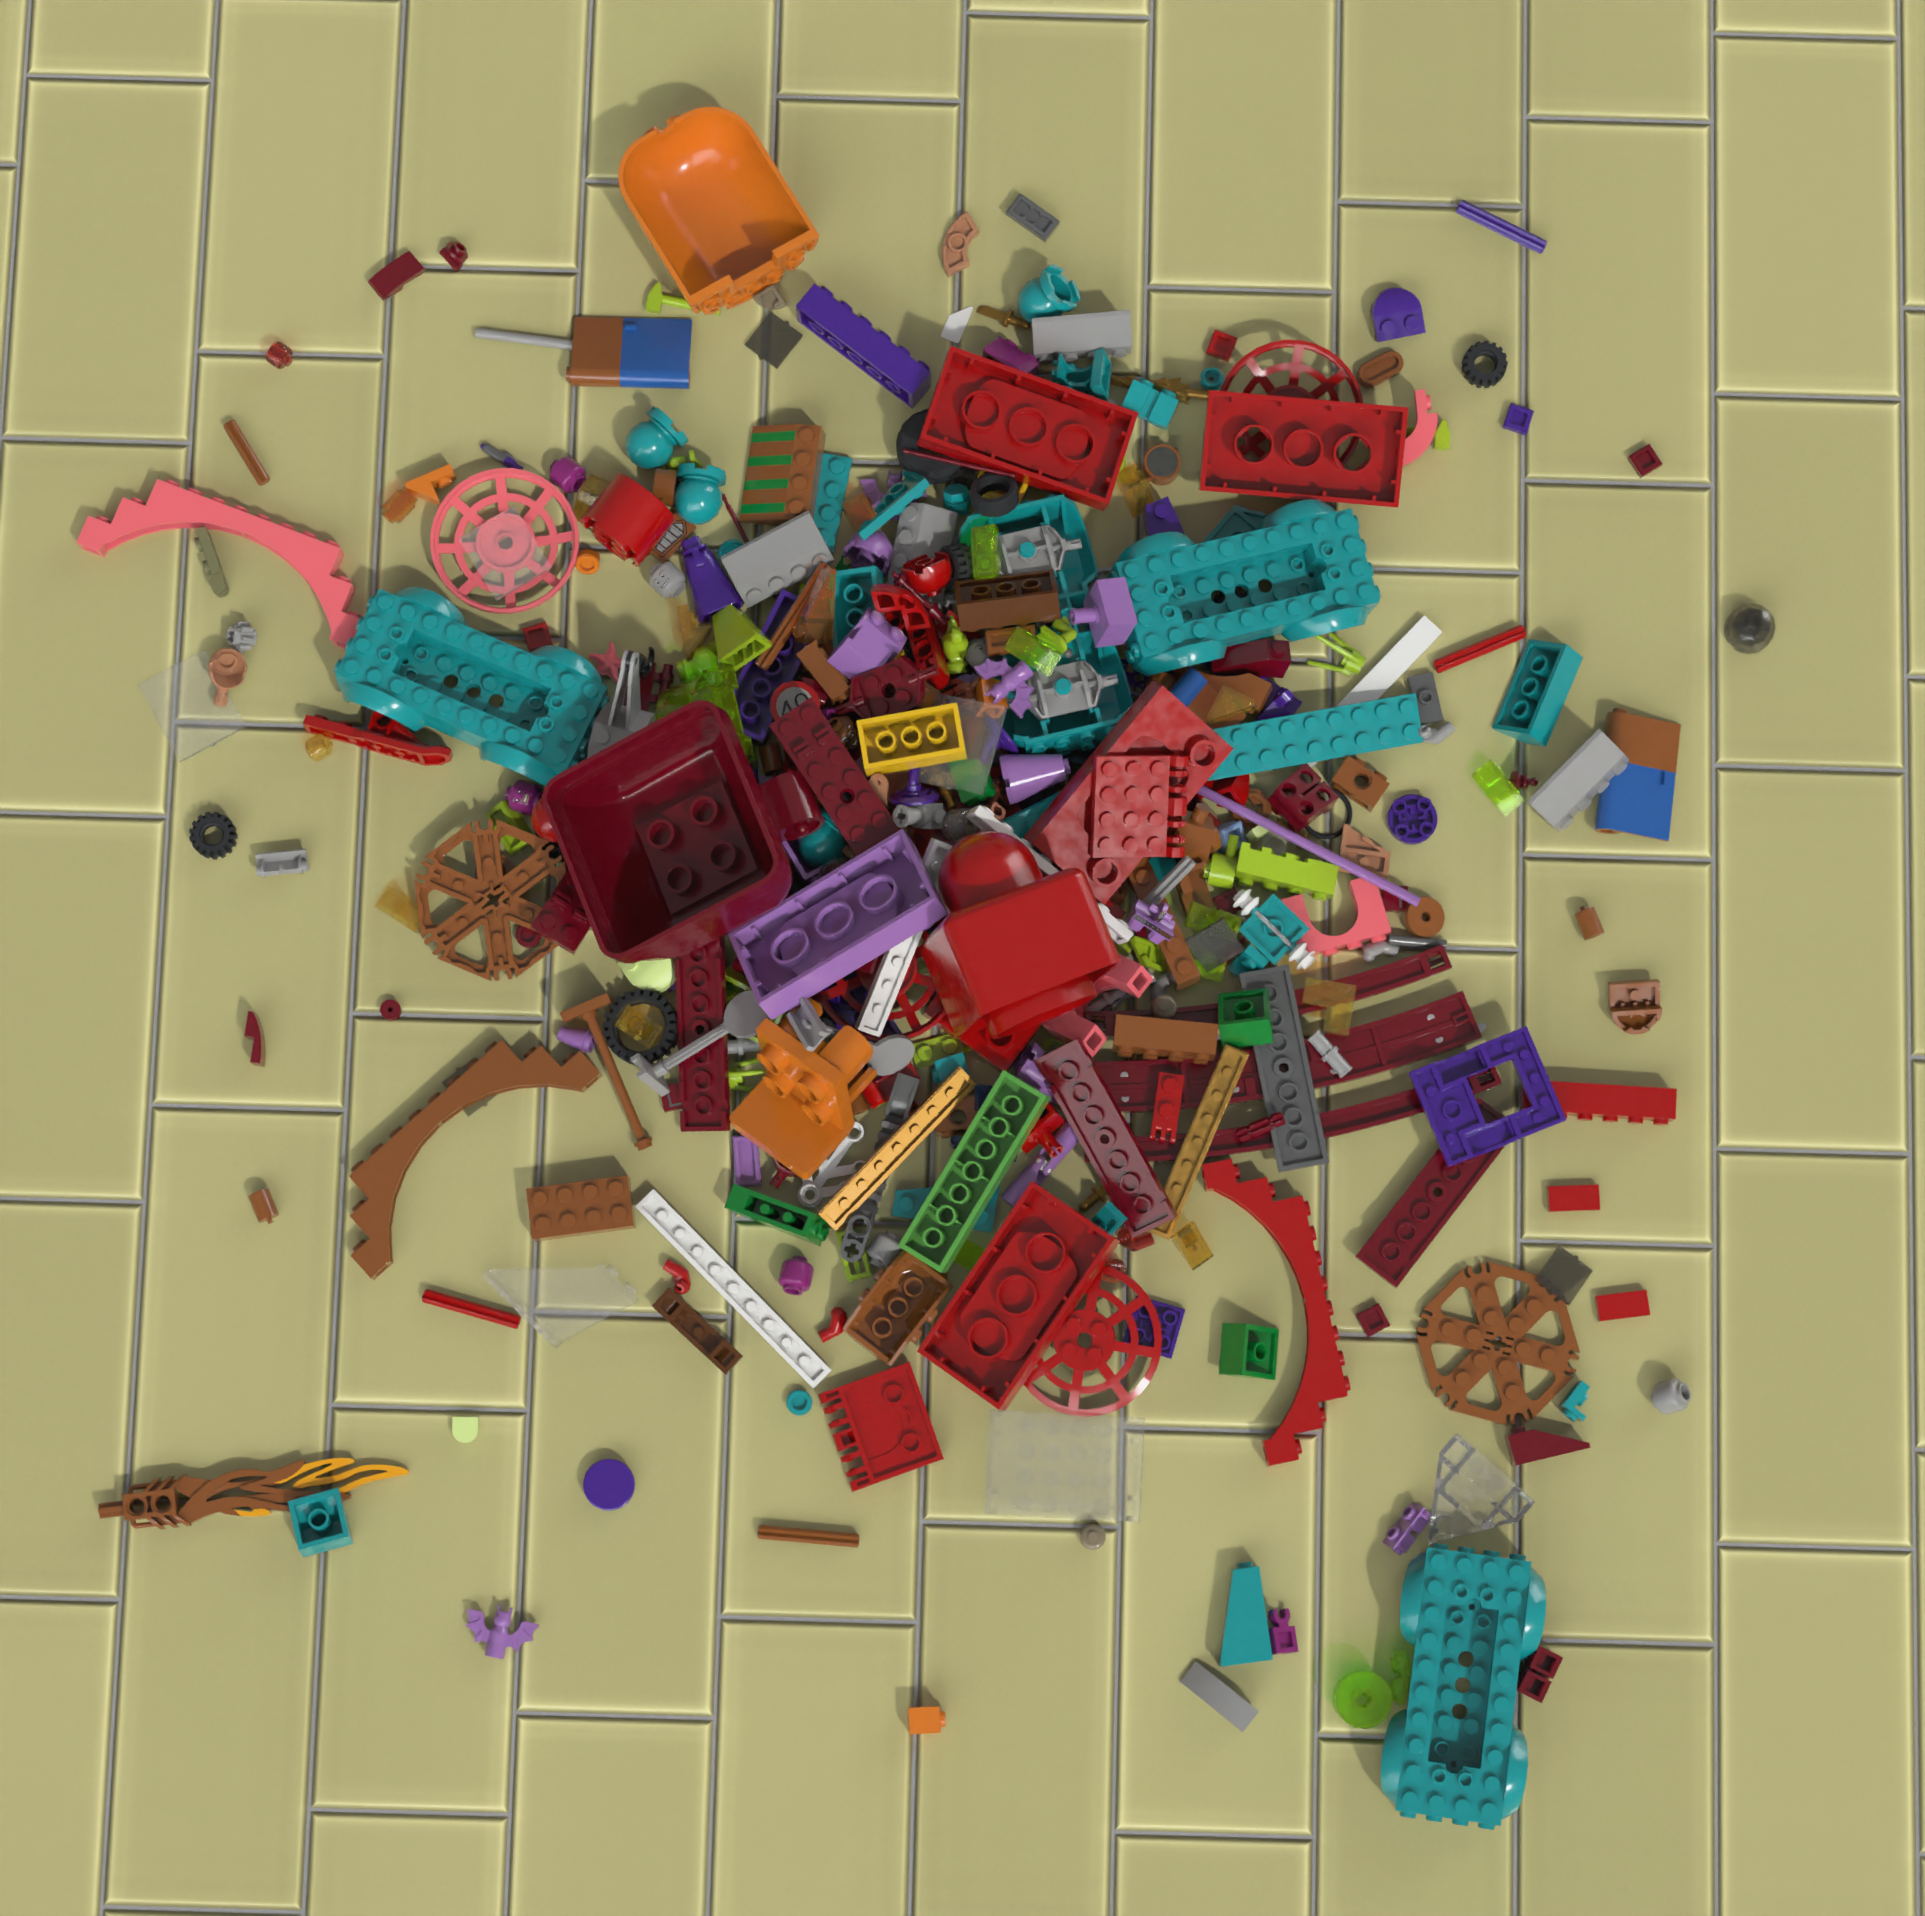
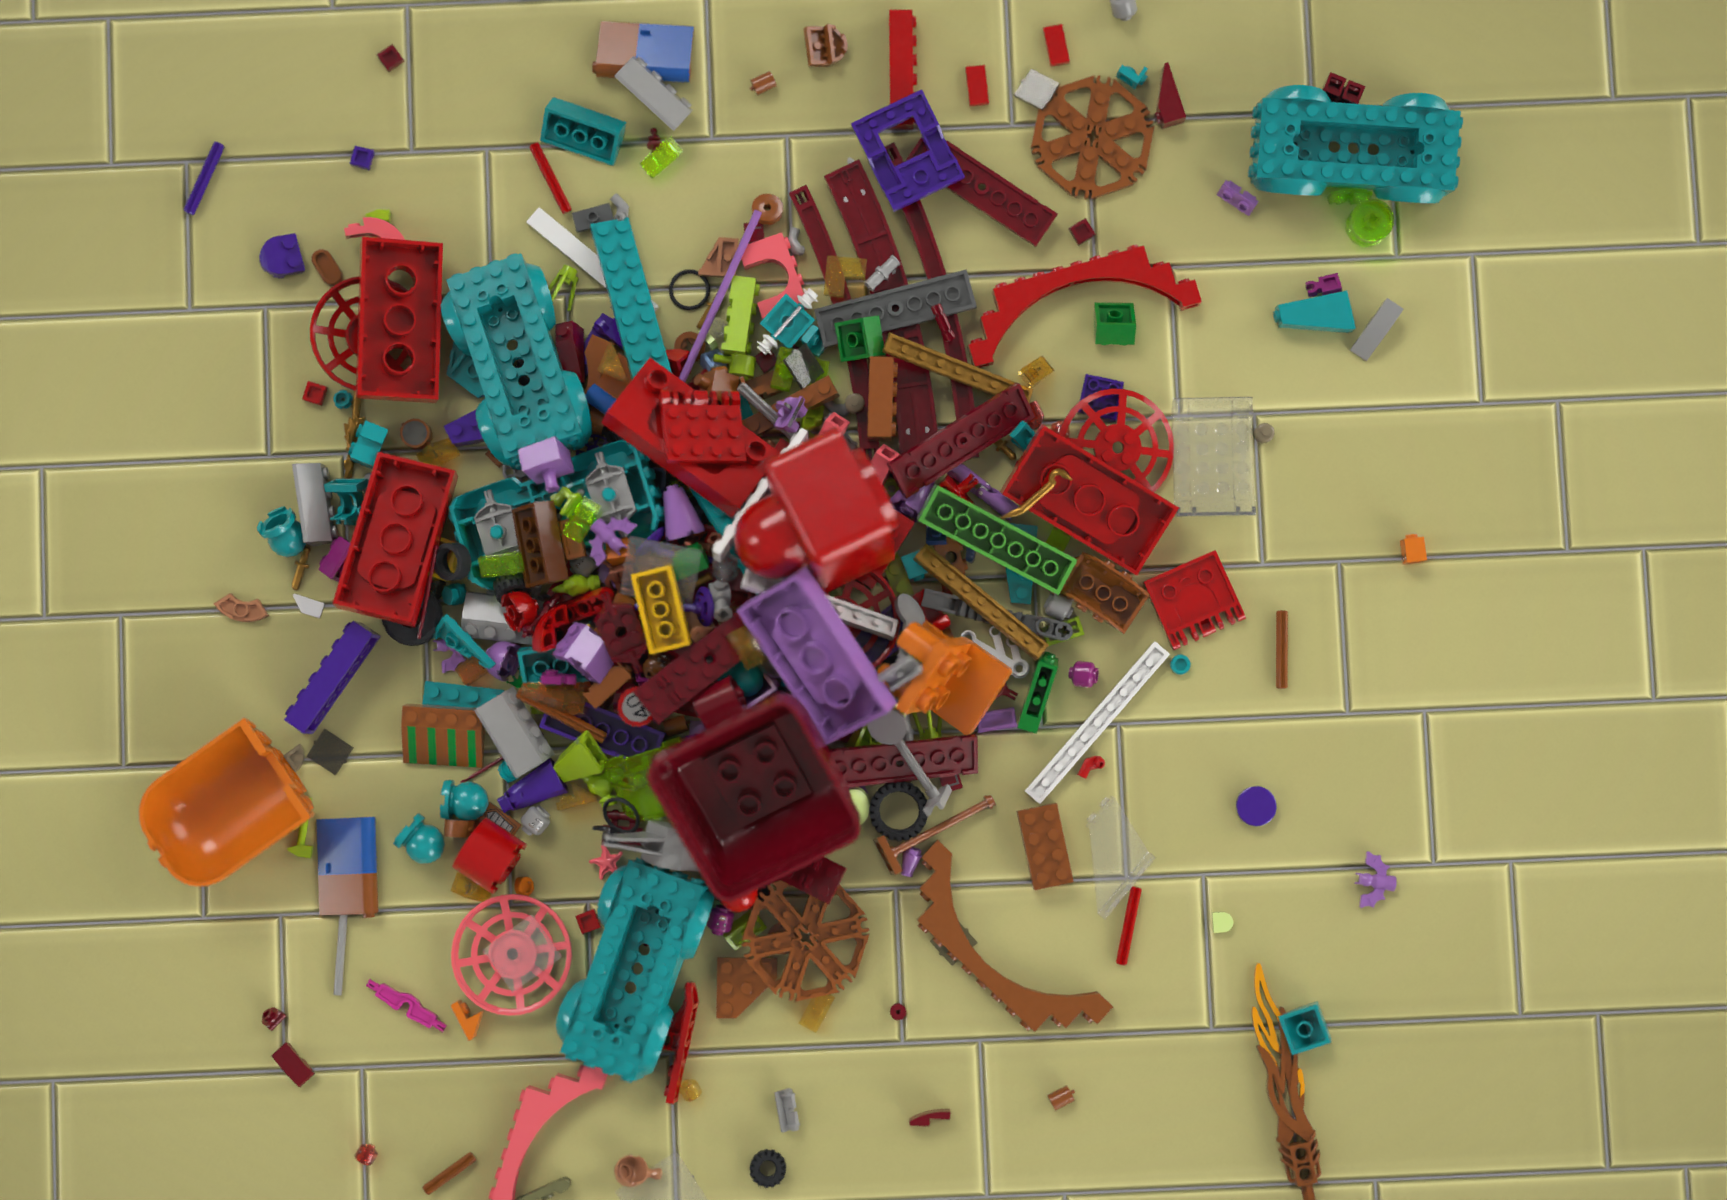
camera: 90 degrees left, 5 degrees up
(241, 636) = (603, 1162): light grey gear -> none
(398, 506) = (487, 1044): clear orange brick -> none
(441, 814) = (739, 984): none -> dark orange plate
(447, 424) = (416, 1010): none -> dark pink piece
(502, 457) = (441, 962): dark grey piece -> none
(527, 938) = (832, 909): dark red tile -> none
(567, 474) = (453, 908): magenta head -> none
(639, 1026) = (899, 811): clear yellow slope -> none
(674, 692) = (627, 803): none -> black tyre
(676, 461) = (438, 822): lime piece -> none
(697, 1331) = (1133, 746): reddish brown slope -> none
(838, 1320) = (1118, 639): red arm -> none
(839, 608) = (552, 676): none -> magenta plate
(856, 840) = (746, 647): none -> clear yellow slope
(1026, 1226) = (1038, 495): none -> pearl gold piece
(1032, 217) = (216, 550): dark grey plate -> none
(1167, 1106) = (932, 396): red hinge -> none
(1300, 800) = (688, 310): dark red hips -> none
(1364, 796) = (664, 275): dark orange brick -> none
(1412, 819) = (690, 223): dark purple tile -> none
(1415, 941) = (786, 214): dark grey piece -> none
(1472, 1493) = (1210, 147): clear wedge -> none
(1477, 377) = (310, 177): black tyre -> none

